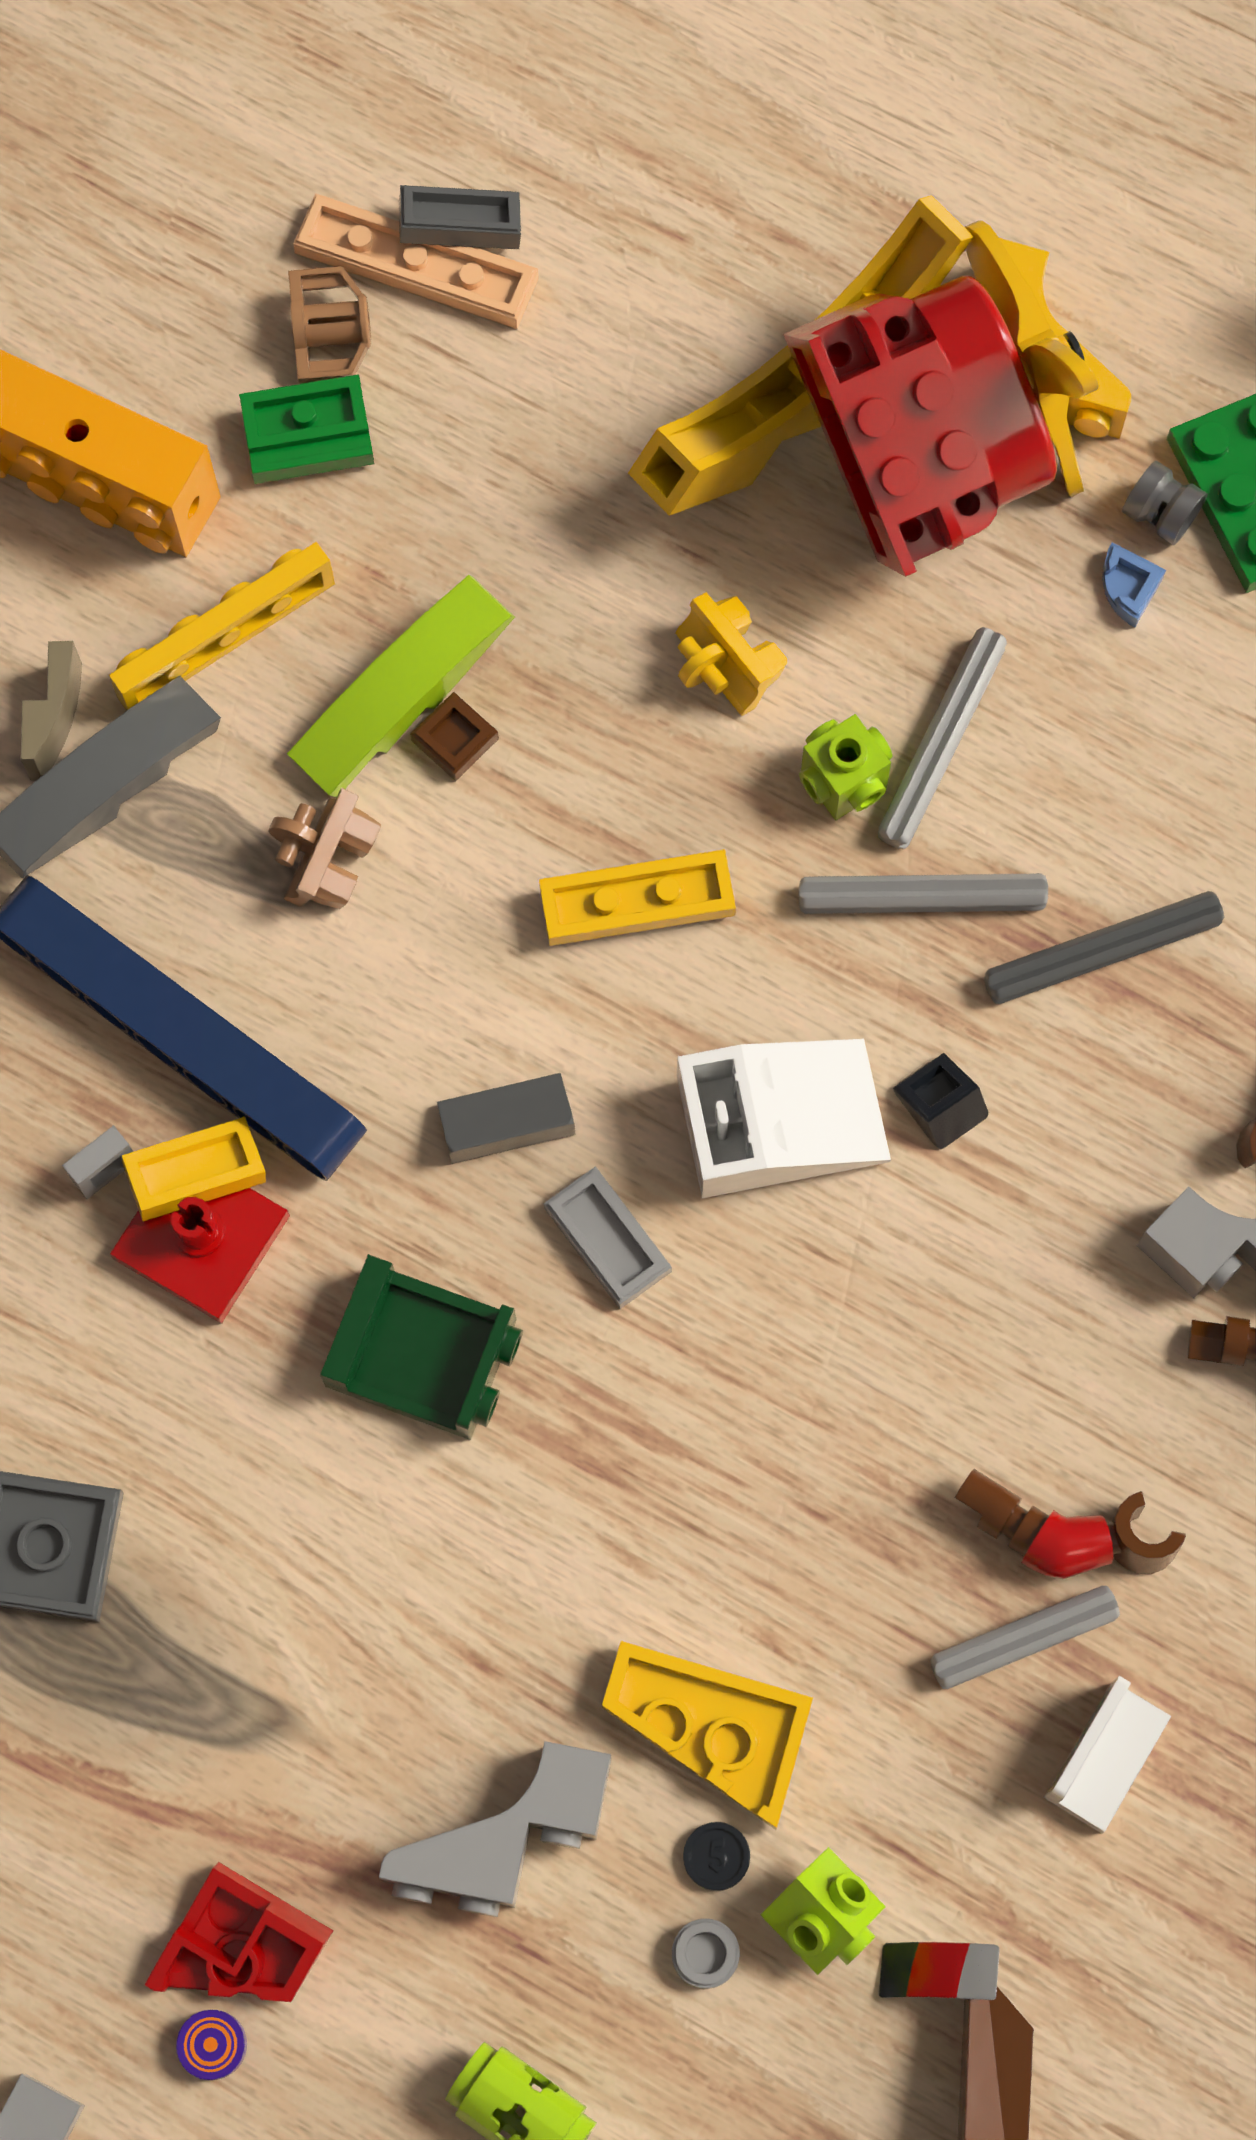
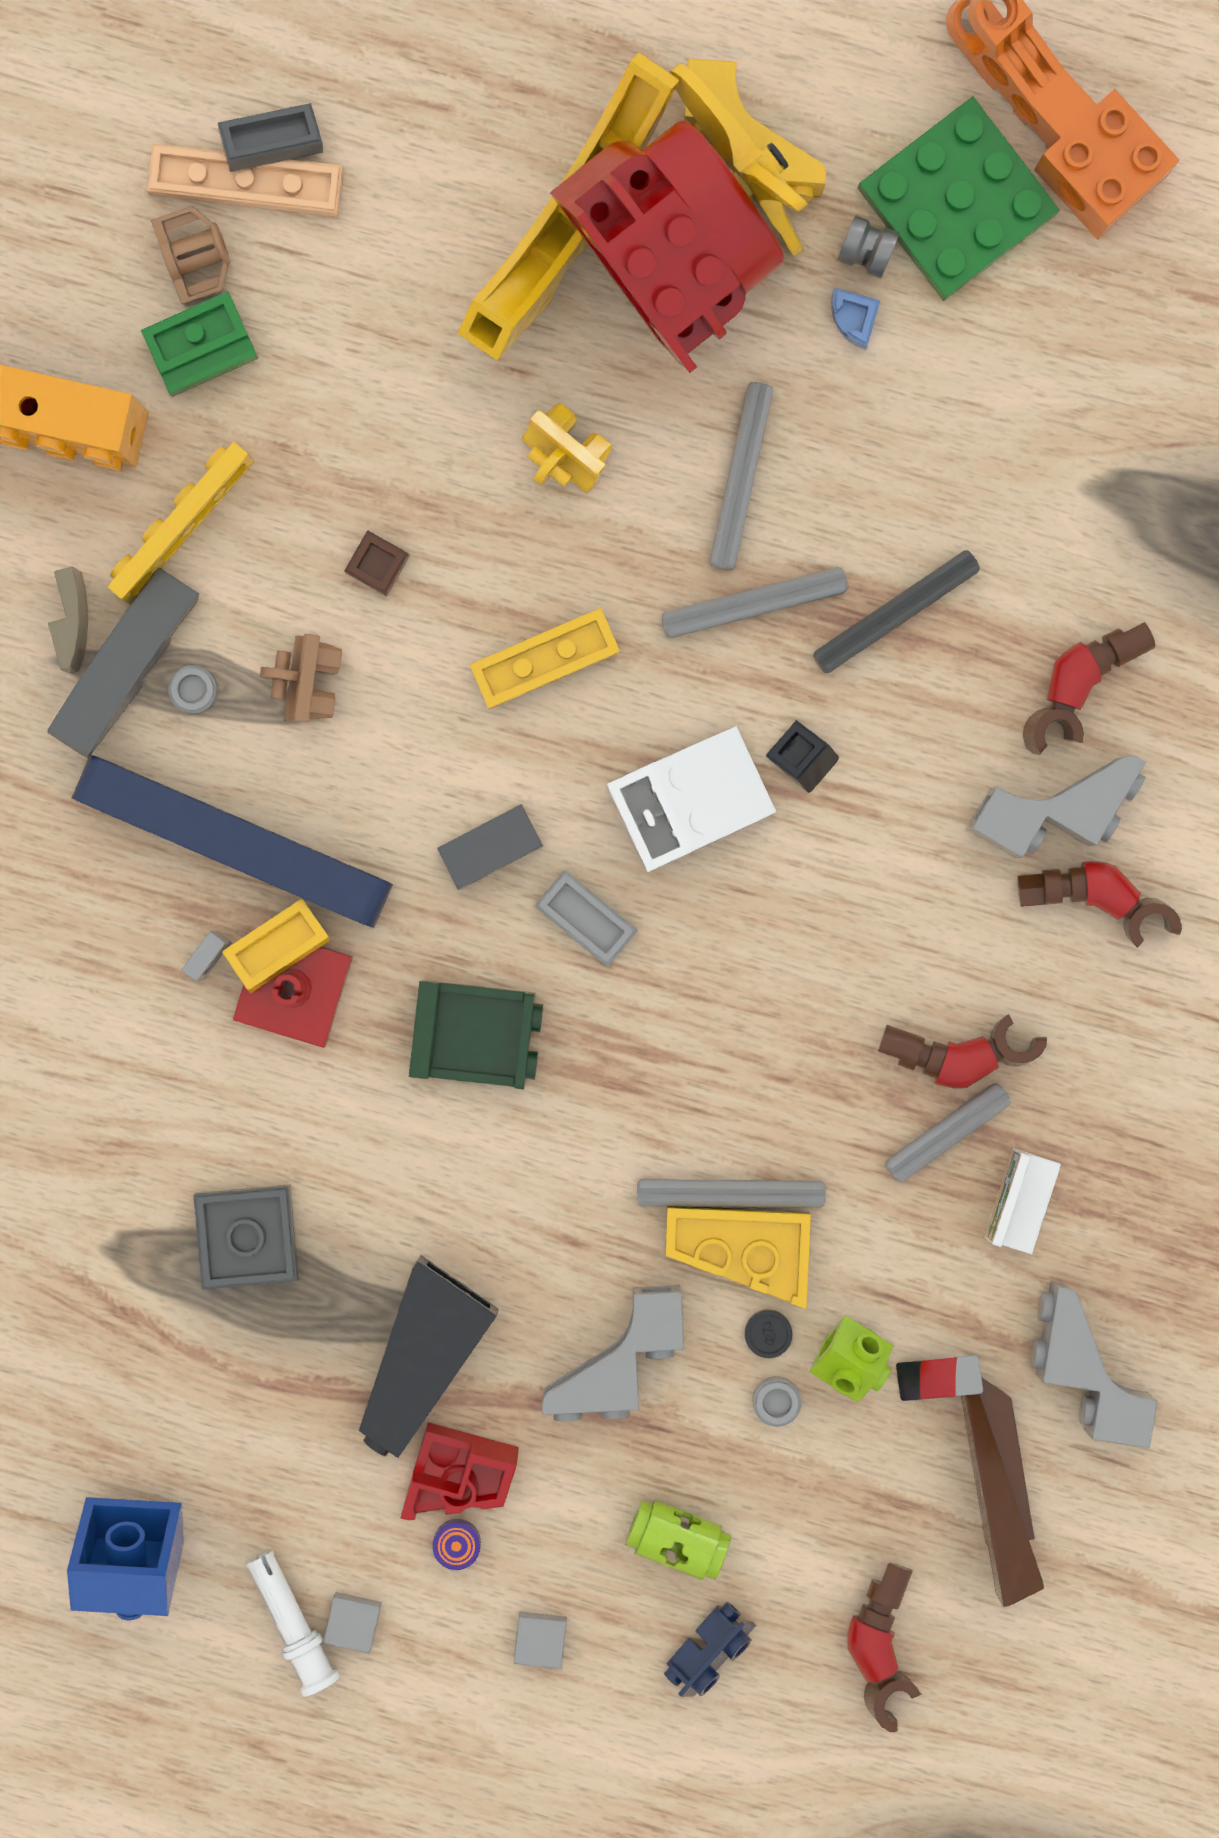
camera: 15 degrees left, 15 degrees up
(180, 833) = (193, 689): none -> light grey tile
(238, 1760) = (427, 1347): none -> black slope
(400, 684) = (327, 536): lime slope -> none
(712, 1647) = (731, 1193): none -> light grey axle
(845, 784) = (675, 538): lime brick -> none
(1131, 1990) = (1071, 1359): none -> light grey arch

